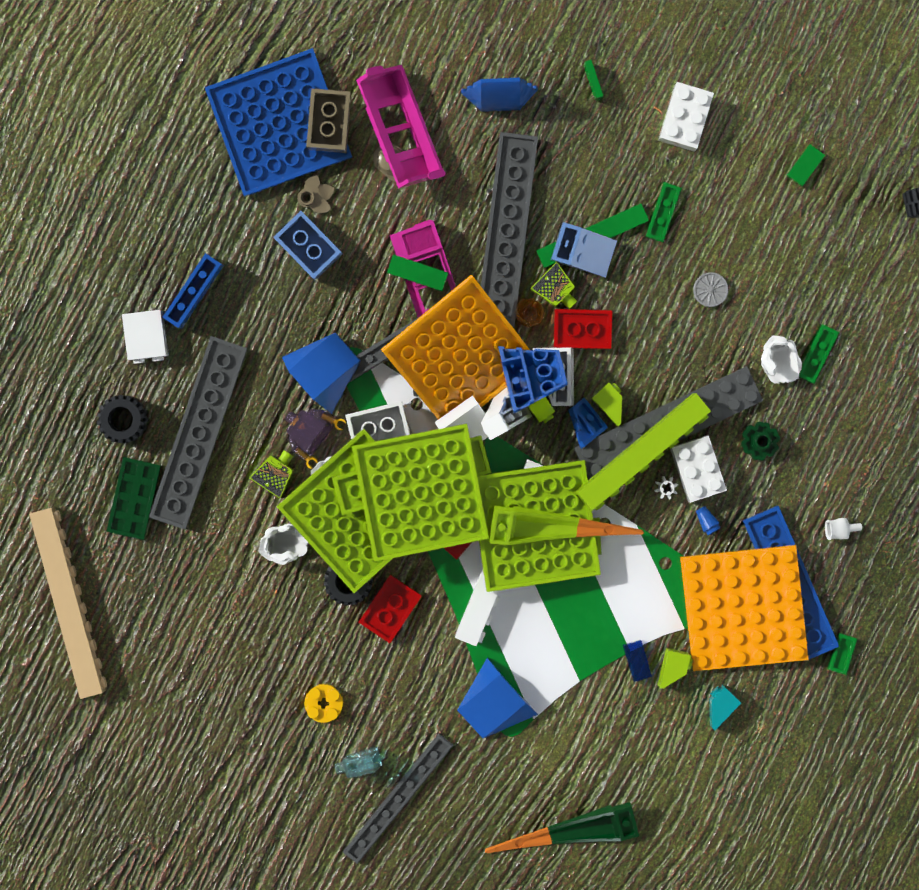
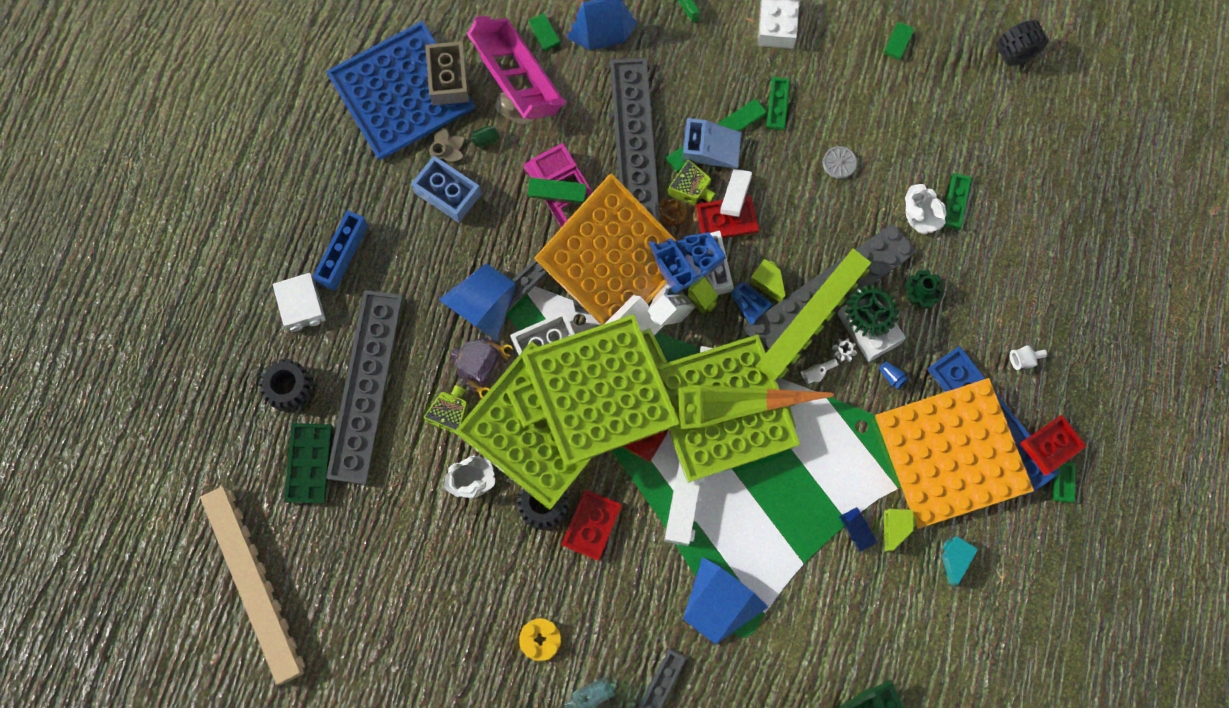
camera: 15 degrees left, 15 degrees down
(356, 193) = (484, 136): none -> dark green brick
(438, 83) = (544, 32): none -> green tile
(597, 305) = (736, 192): none -> white tile
(635, 503) = (817, 371): none -> white piece
(696, 470) = (888, 309): none -> dark green gear
(840, 619) = (1053, 445): none -> red plate

